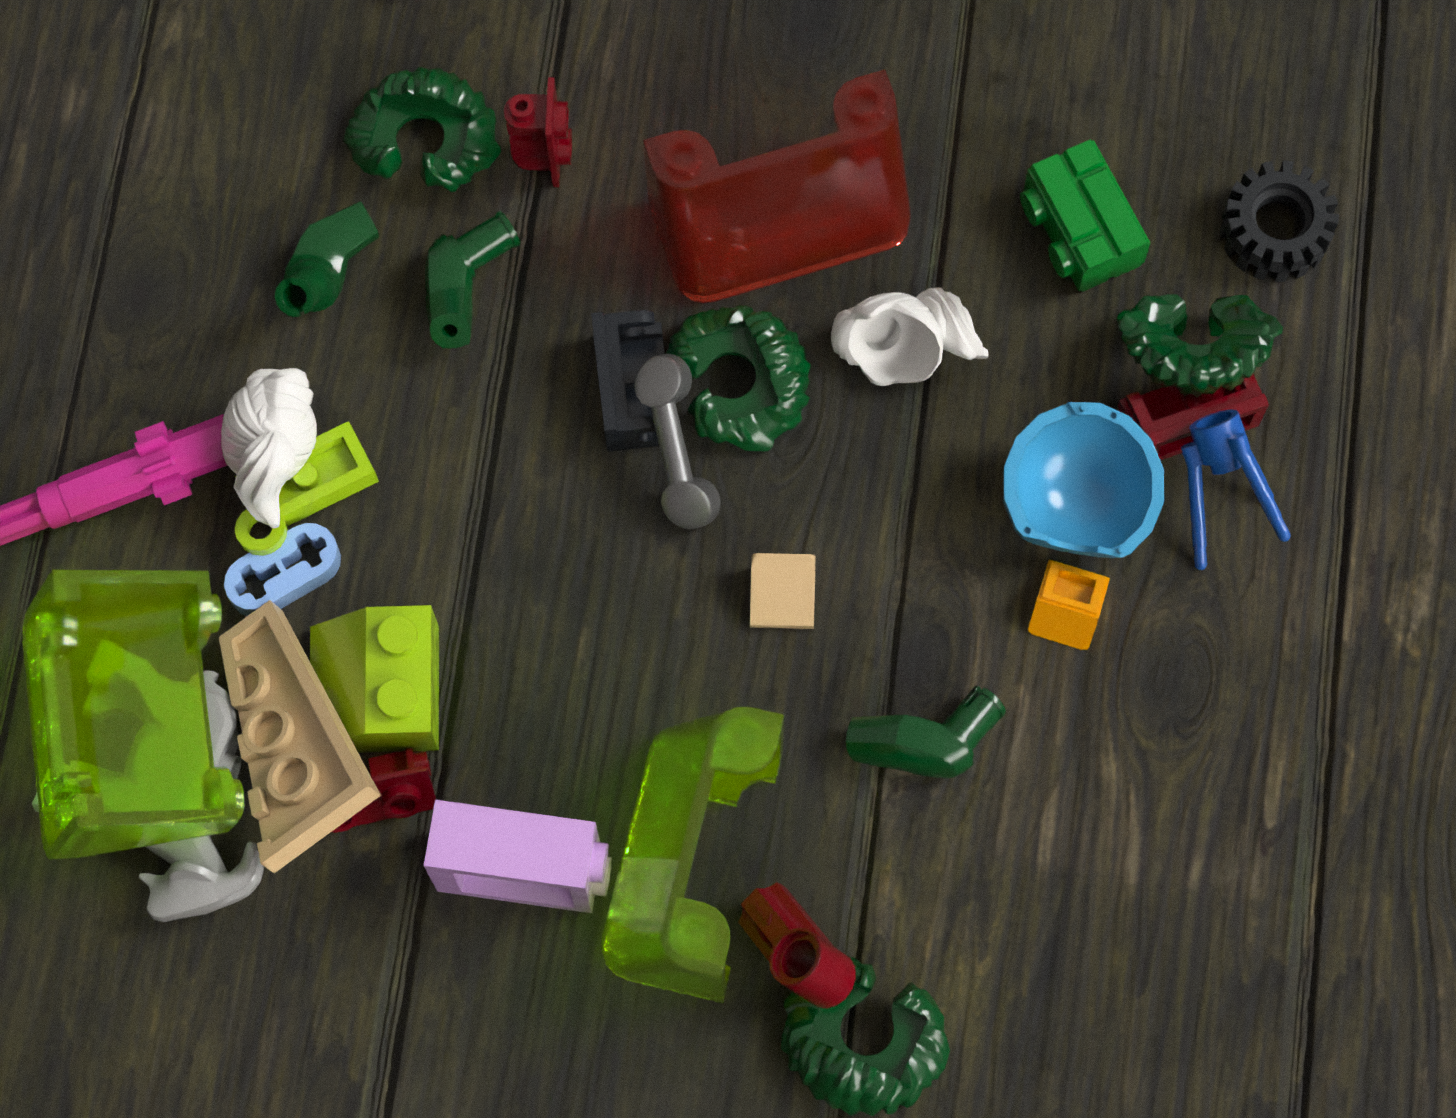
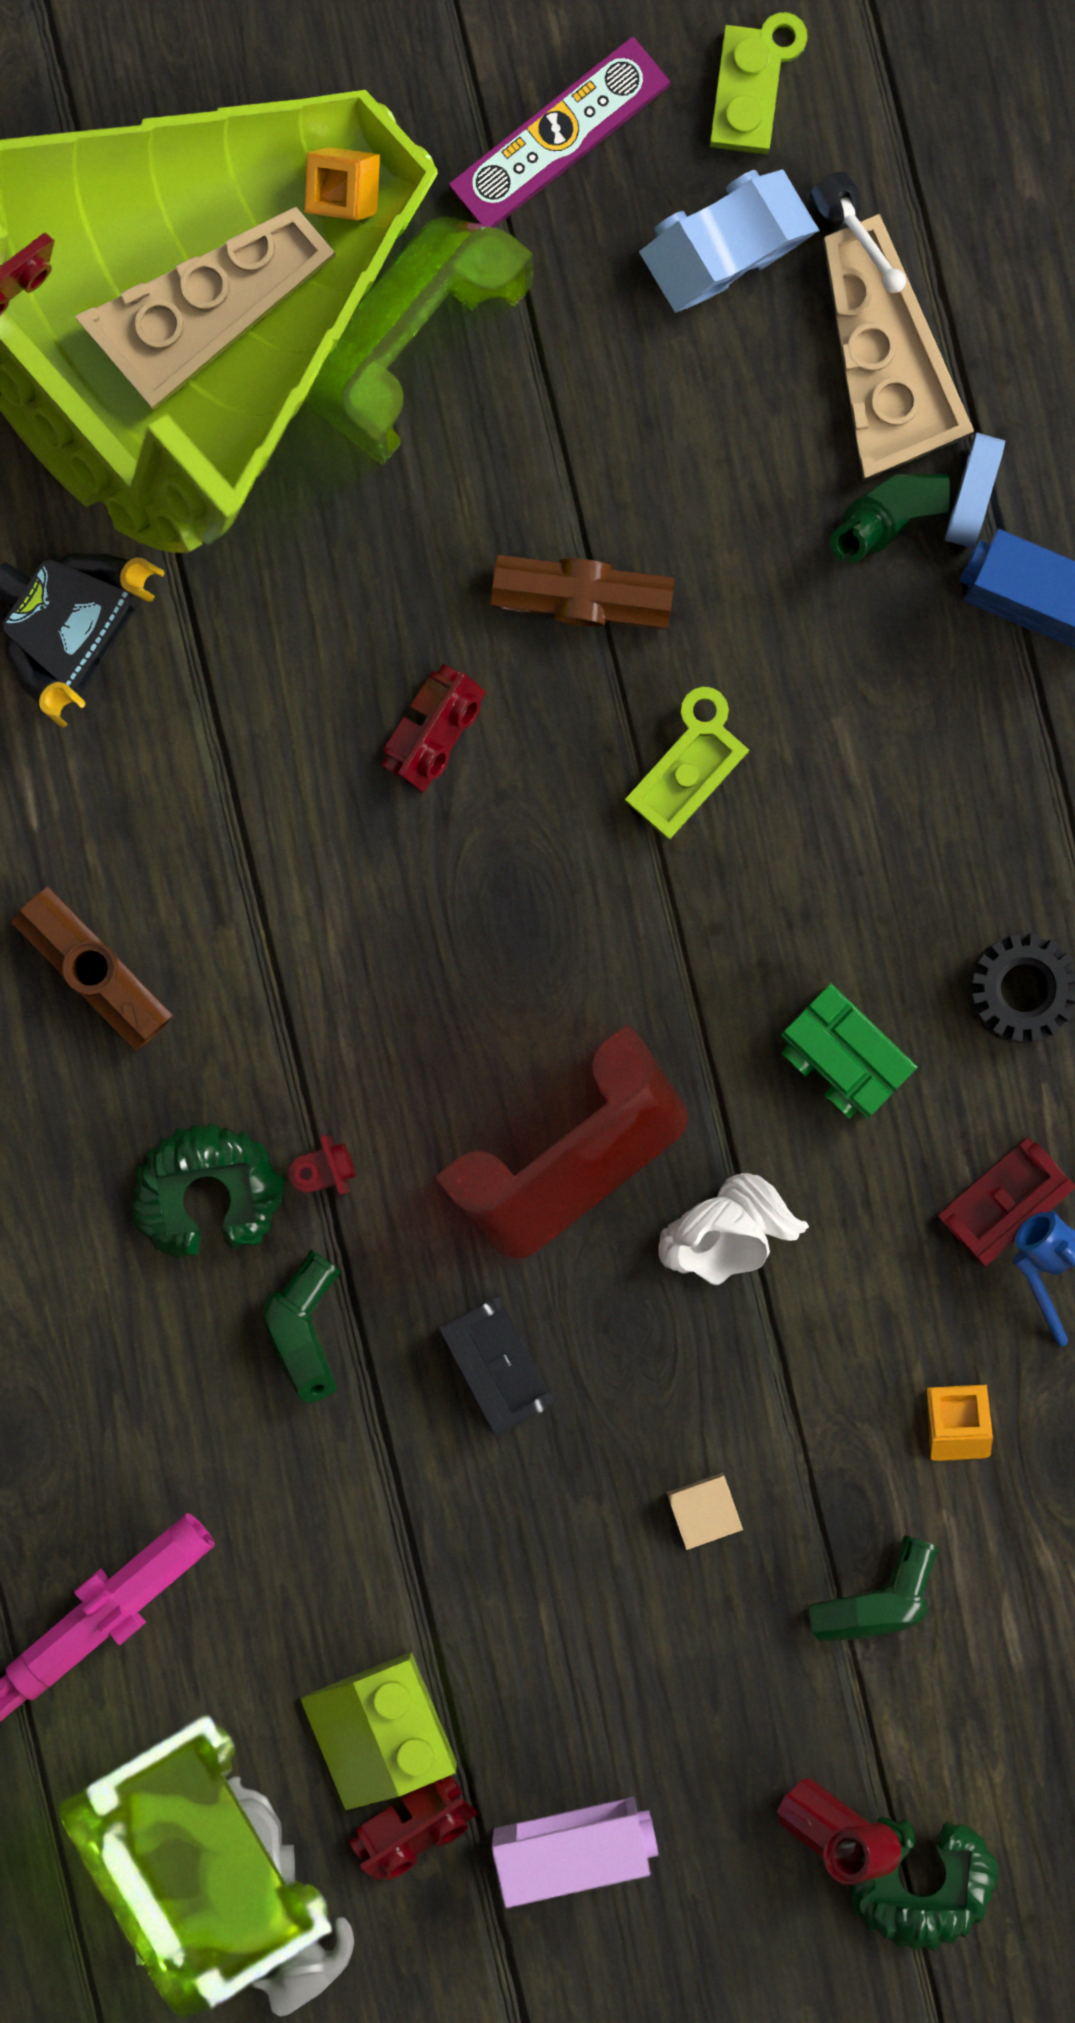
camera: 20 degrees left, 15 degrees up
(268, 437) = (199, 1560): white hair -> none
(290, 583) = (266, 1666): light blue beam -> none
(291, 737) = (343, 1827): tan wing -> none
(321, 260) = (168, 1362): dark green arm -> none
(330, 475) = (239, 1576): lime hinge -> none
(650, 927) = (687, 1716): clear neon green windscreen -> none
(660, 385) = (529, 1380): flat silver bar -> none
(779, 370) = (618, 1295): dark green piece -> none
(1084, 481) = (938, 1324): dark azure cylinder -> none
(1152, 340) = (1000, 1178): dark green piece -> none

